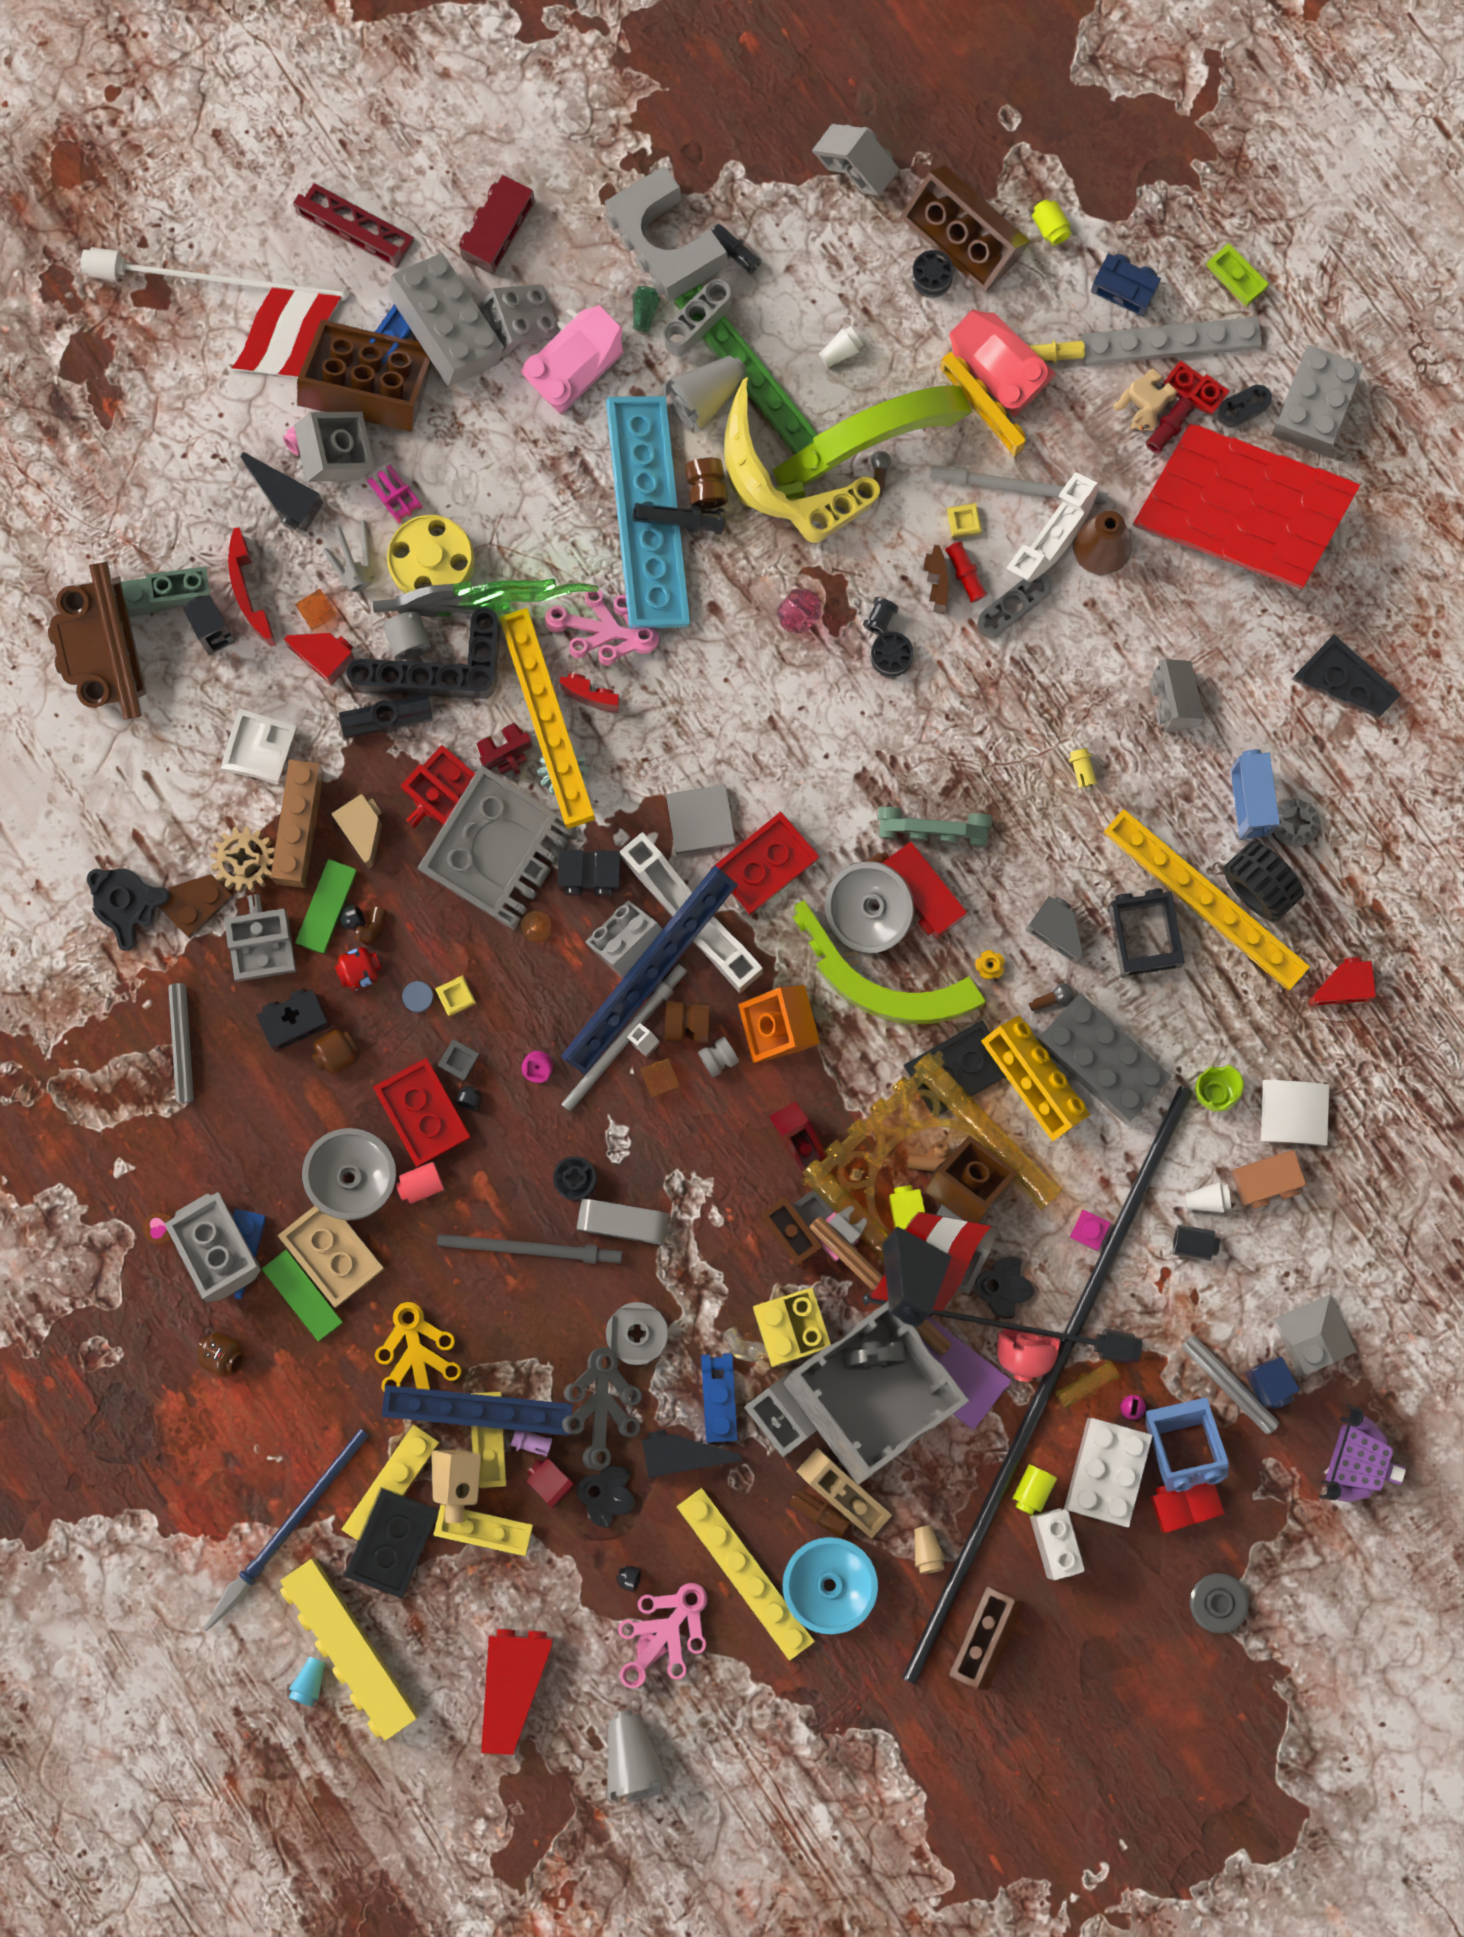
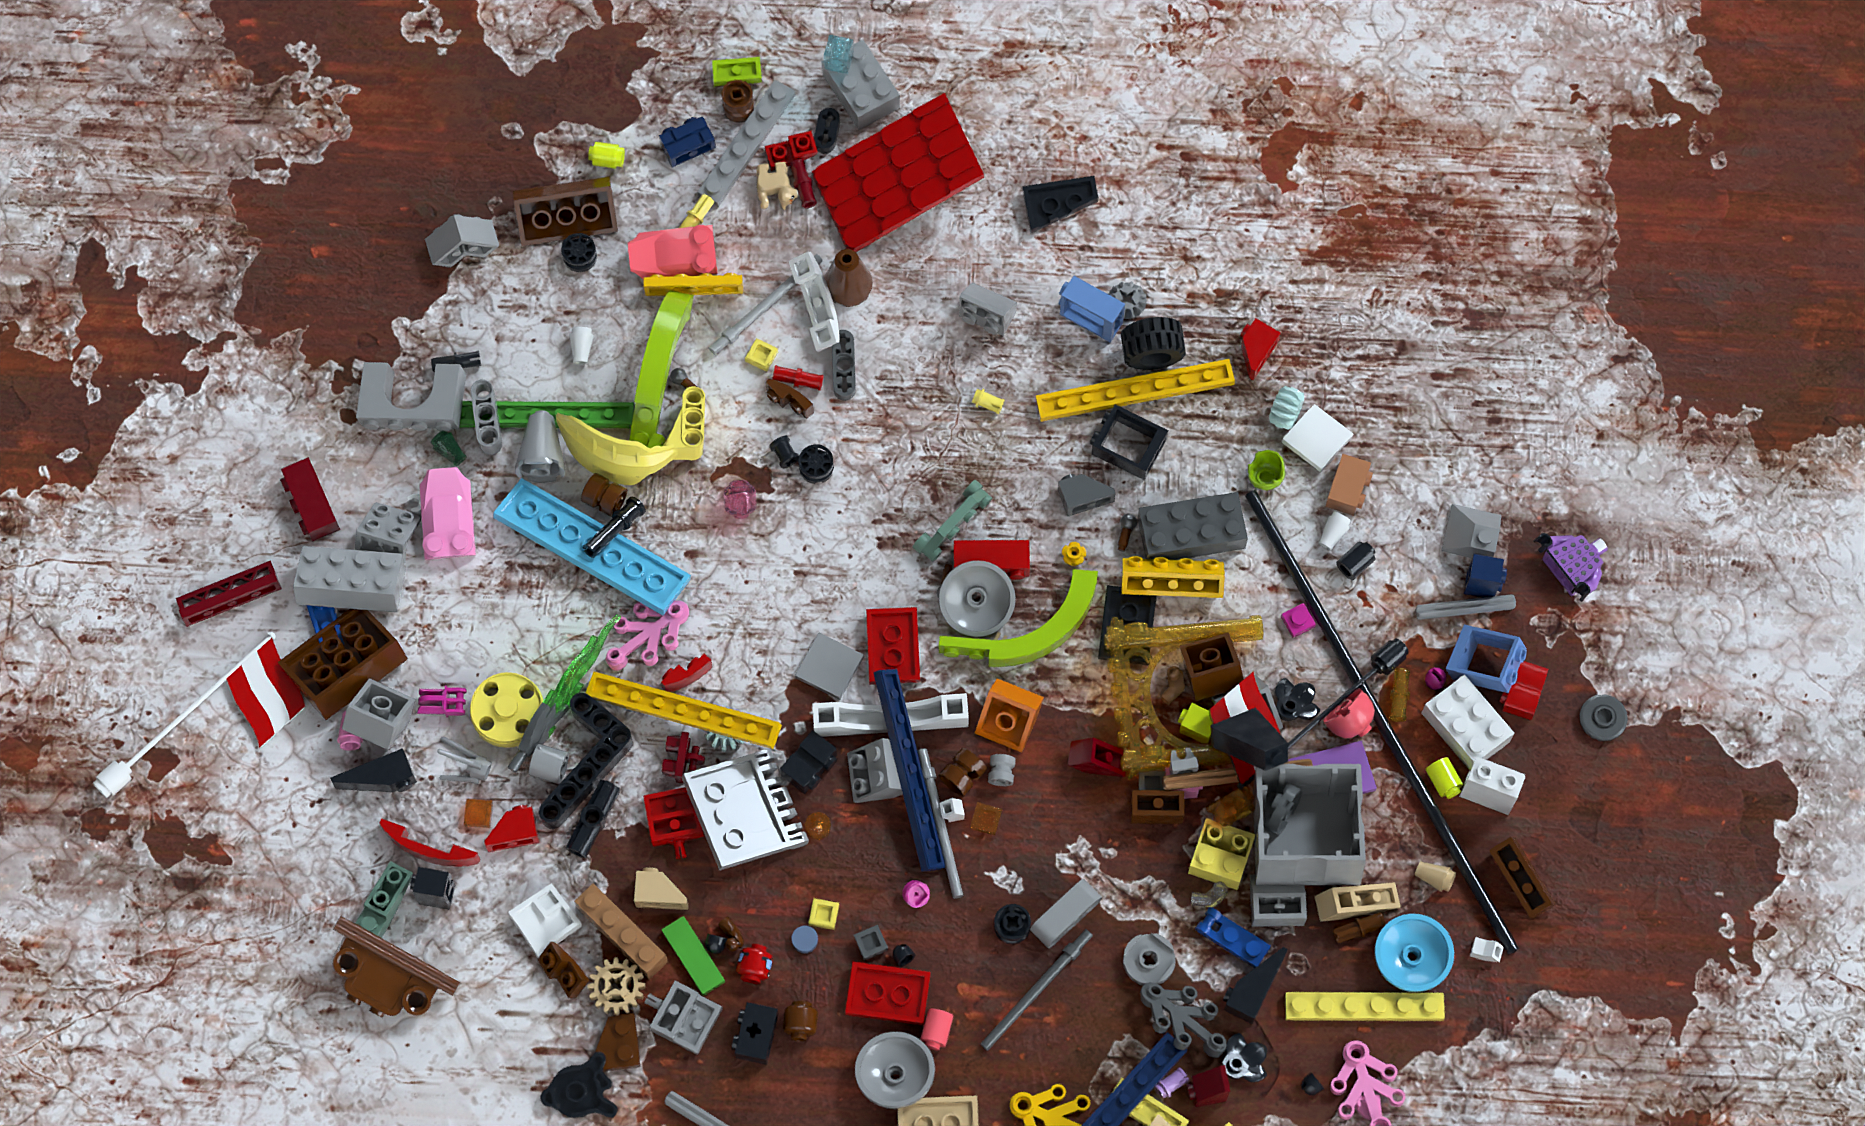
camera: 55 degrees left, 10 degrees down
(225, 792) = (561, 966): none -> reddish brown slope
(839, 1304) = (1232, 806): none -> clear orange hips
(889, 1654) = (1486, 950): none -> white piece
(1205, 298) = (737, 101): none -> reddish brown wheel
(1300, 1060) = (1286, 407): none -> light aqua gear
(1324, 353) = (838, 54): none -> clear light blue brick

